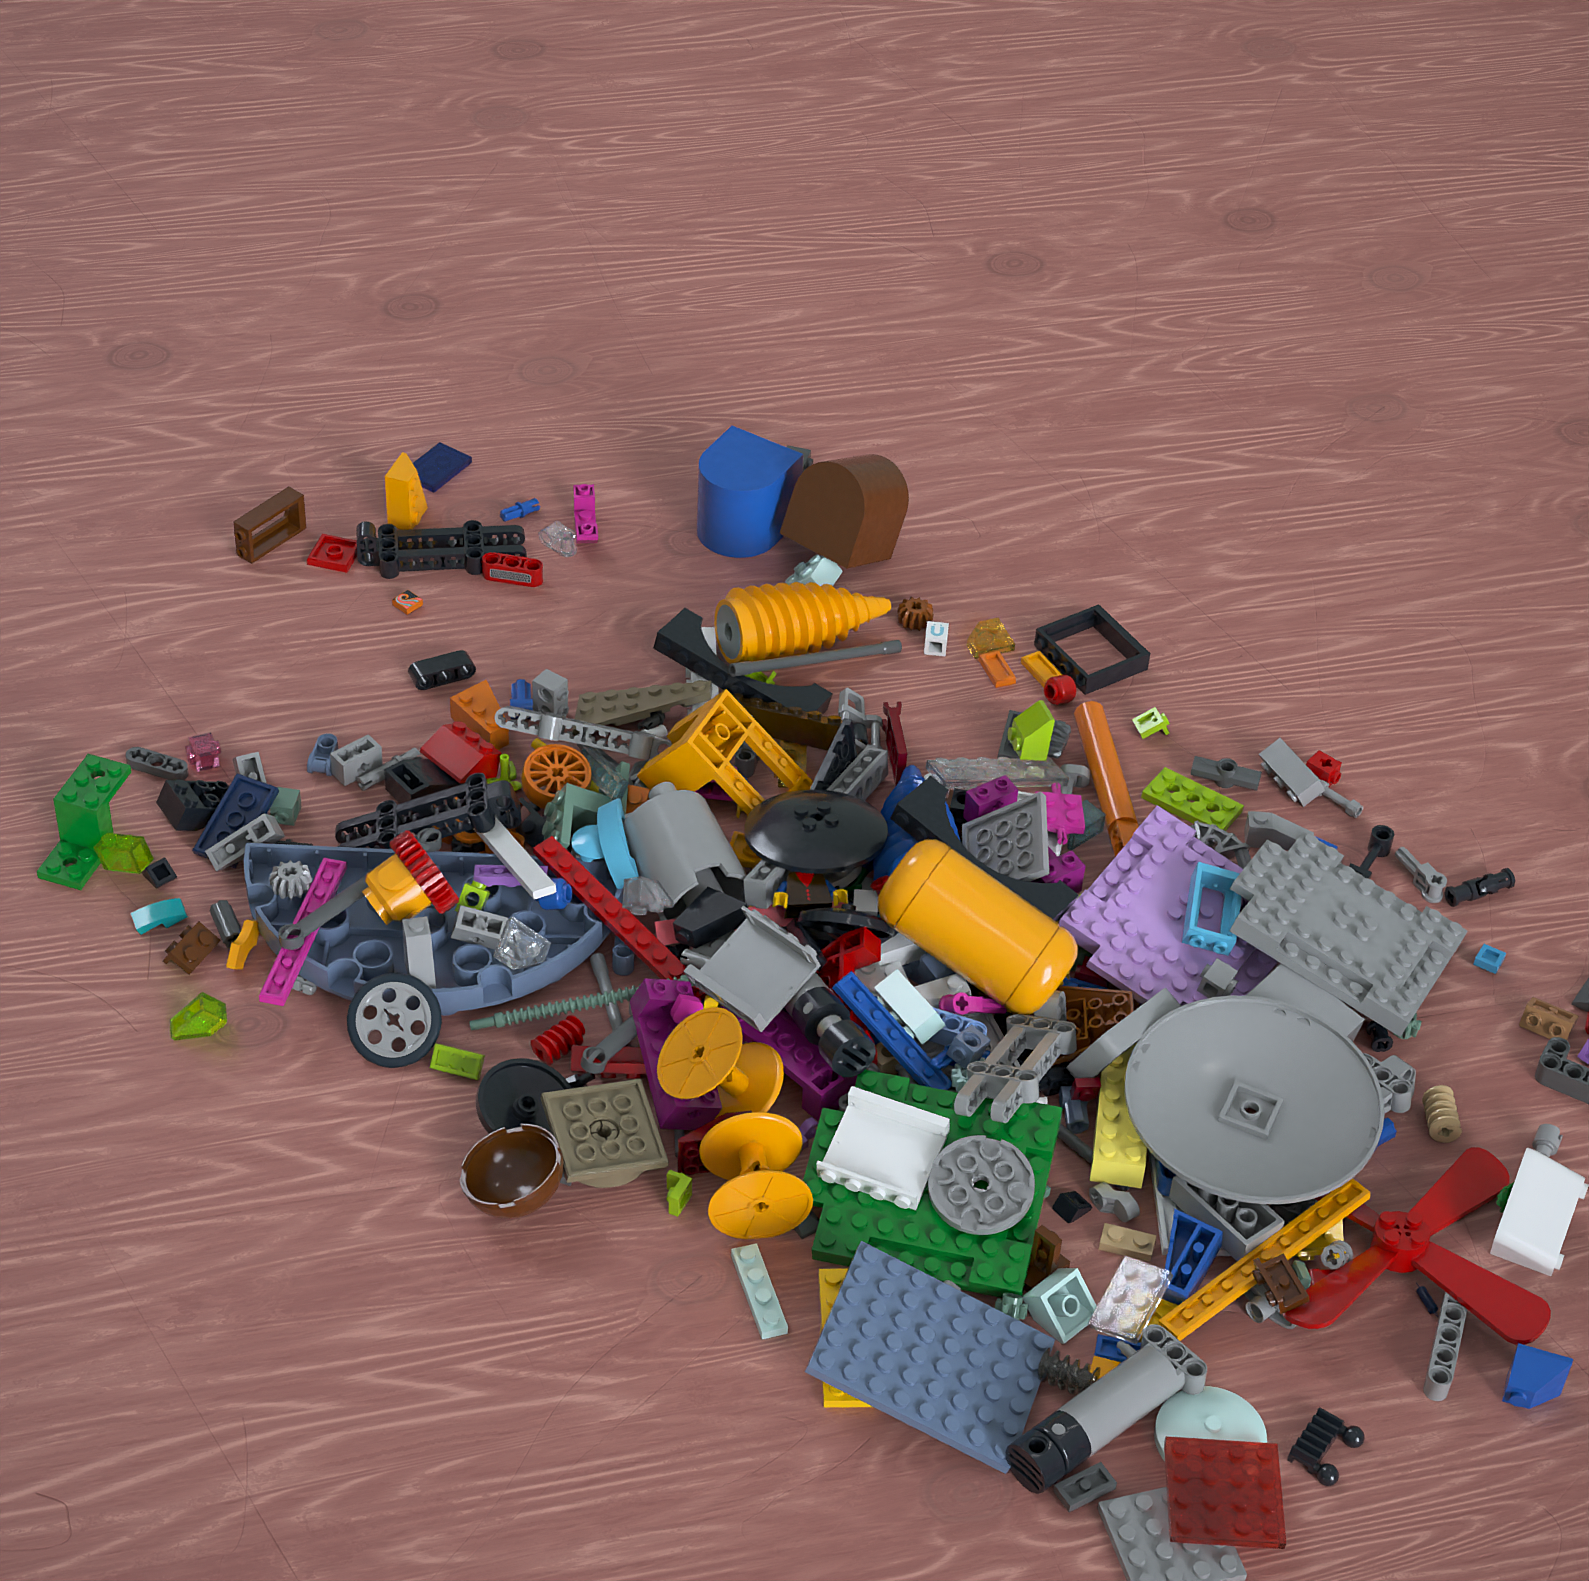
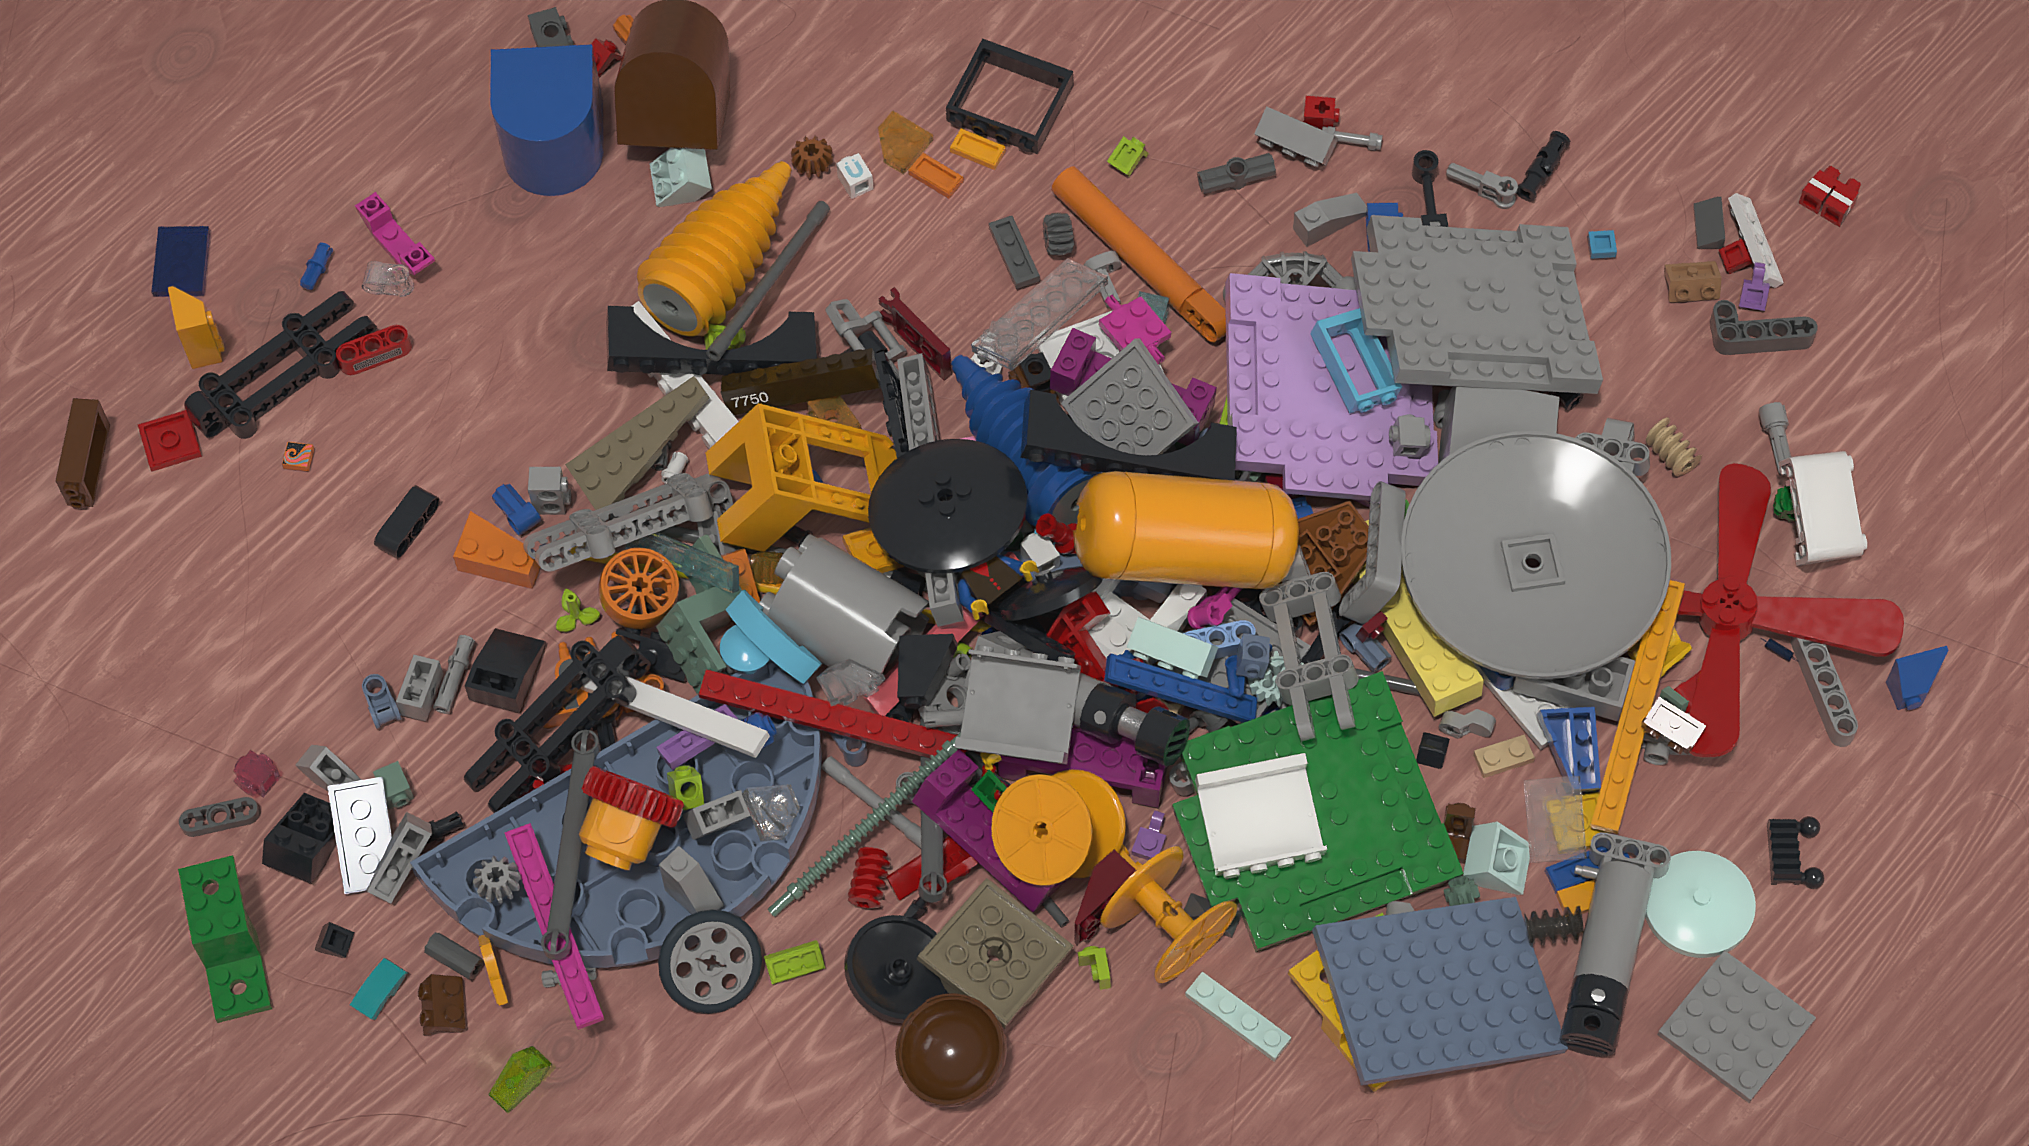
camera: 30 degrees left, 20 degrees up
(123, 853) = (289, 945): clear neon green brick -> none
(461, 752) = (517, 615): red slope -> none
(684, 1007) = (976, 779): dark pink tile -> none
(975, 1209) = (1374, 824): light grey plate -> none
(1032, 732) = (1043, 246): lime slope -> none
(1060, 689) = (1016, 167): red head -> none
(1084, 1487) = (1638, 1024): dark grey plate -> none
(1185, 789) = (1234, 238): lime plate -> none
(1224, 1493) = (1753, 956): clear red plate -> none
(1337, 1247) = (1690, 660): light grey bush -> none

